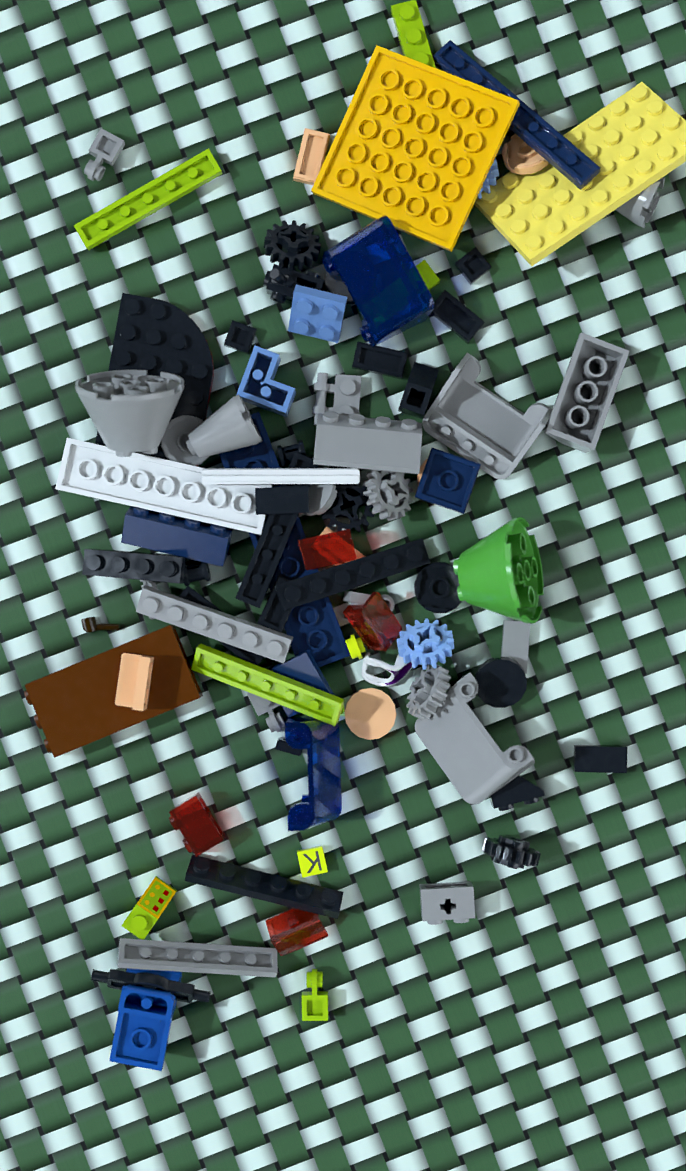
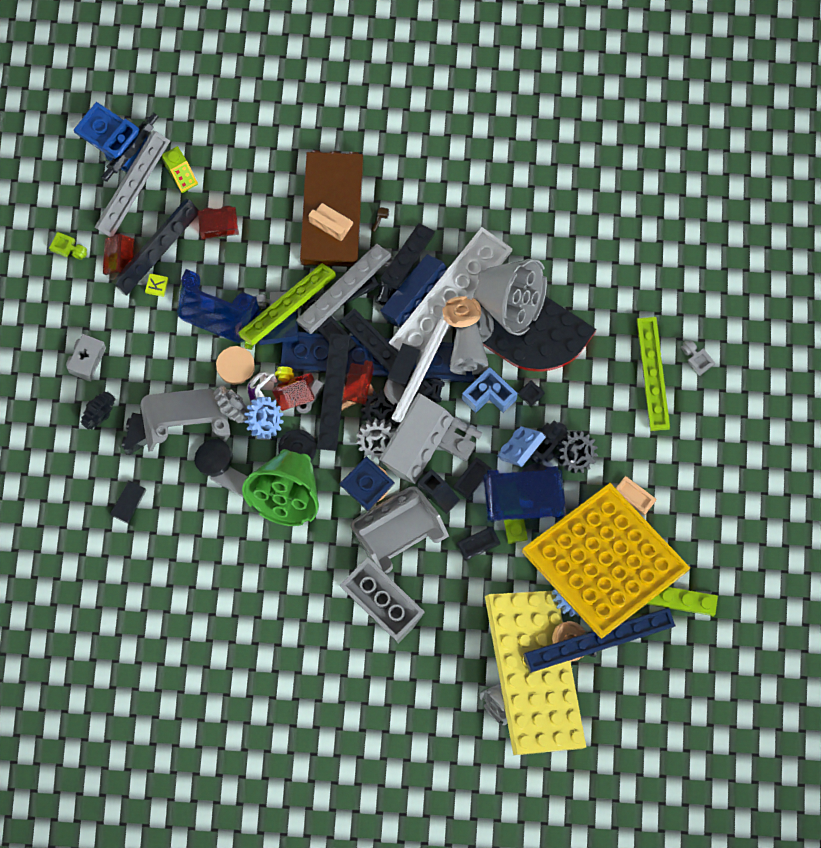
camera: 115 degrees right, 15 degrees down
(182, 458) = (461, 311): none -> light nougat tile
(473, 265) = (508, 571): black tile -> none

